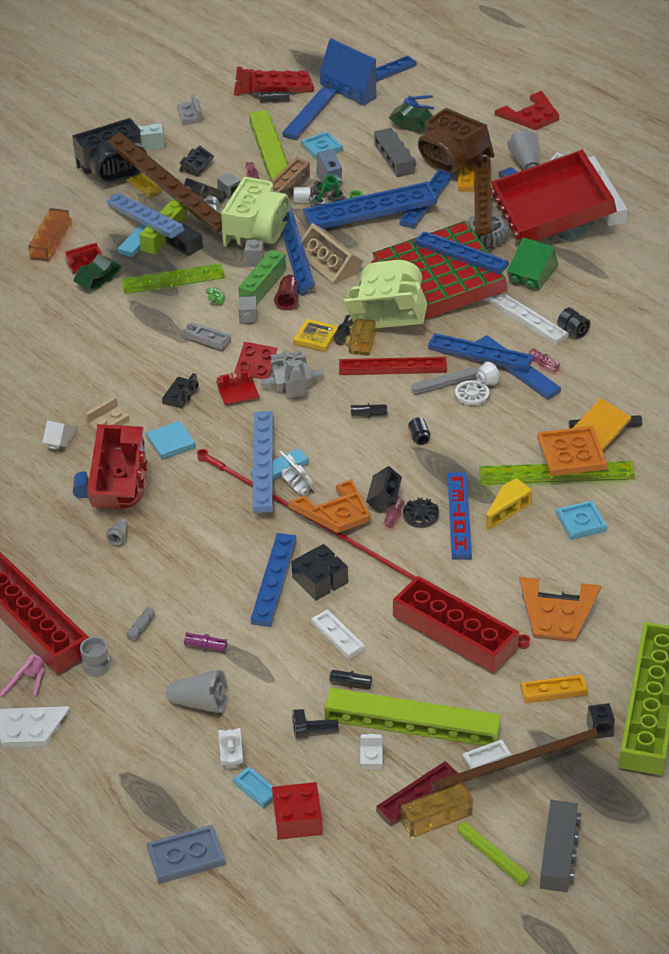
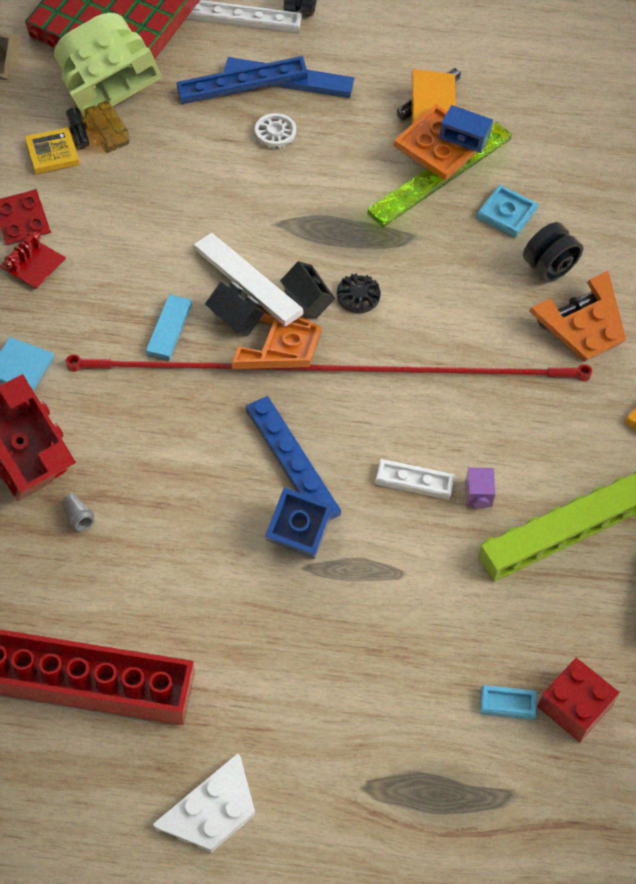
camera: 45 degrees left, 15 degrees up
(32, 667) = (152, 737): bright pink plant -> none
(95, 656) = (211, 676): light grey wheel -> none
(140, 624) = (211, 603): light grey axle -> none
(185, 854) = (517, 827): sand blue tile -> none
(200, 691) = (358, 640): light grey cone -> none
(205, 642) = (300, 578): magenta pin -> none
(230, 748) = (450, 678): white hips -> none
(232, 608) = (299, 522): none -> blue brick
(263, 462) = (151, 332): medium blue plate -> none
(291, 374) = (78, 211): light grey piece -> none
(296, 476) = (196, 322): white hinge -> none
(302, 727) = (487, 604): black piece -> none
(314, 570) = (335, 422): black piece -> none
(326, 474) = (235, 308): none -> black brick
(350, 678) = (478, 519): black axle -> none
(355, 465) = (249, 279): none -> white tile
(369, 410) = (195, 208): black axle -> none
(371, 660) = (480, 487): none -> medium lavender brick
(371, 751) = (574, 586): white bracket -> none
(393, 512) = (337, 312): clear pink axle -> none
(404, 365) = (165, 143): red tile -> none
(419, 430) = (270, 202): black brick -> none
(444, 380) = (236, 131): light grey axle -> none
(455, 624) = (519, 395): red brick -> none
(459, 516) = (397, 274): blue tile -> none
(488, 374) = (277, 100): white cone -> none
(510, 500) = (429, 230): yellow slope -> none
(544, 360) = (310, 55): clear pink axle -> none
(575, 554) = (552, 252): none -> black wheel
(591, 447) = (466, 128): none -> blue brick

